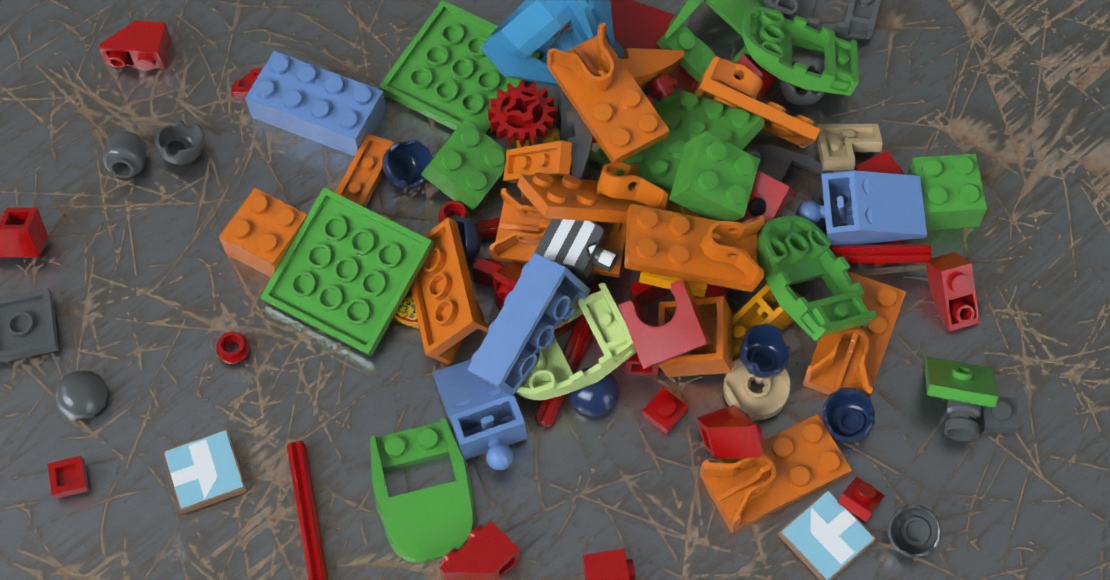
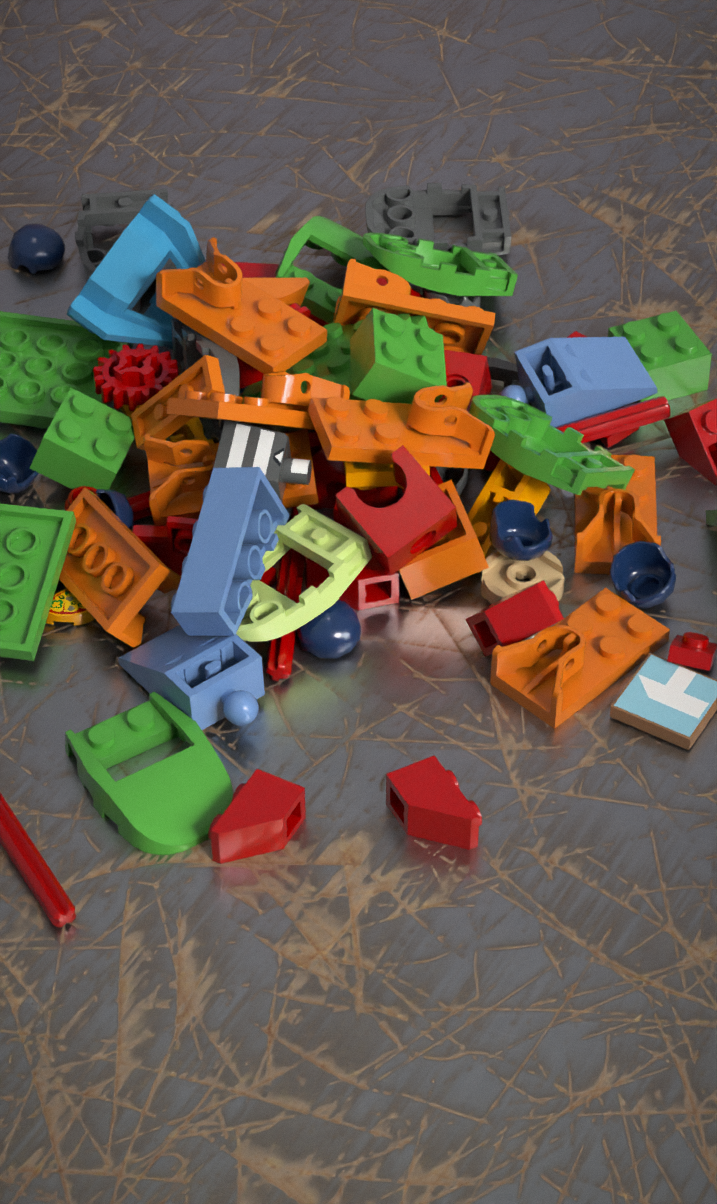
camera: 20 degrees left, 20 degrees down
(665, 411) = (423, 630): red plate -> none
(840, 141) = (508, 340): tan plate -> none

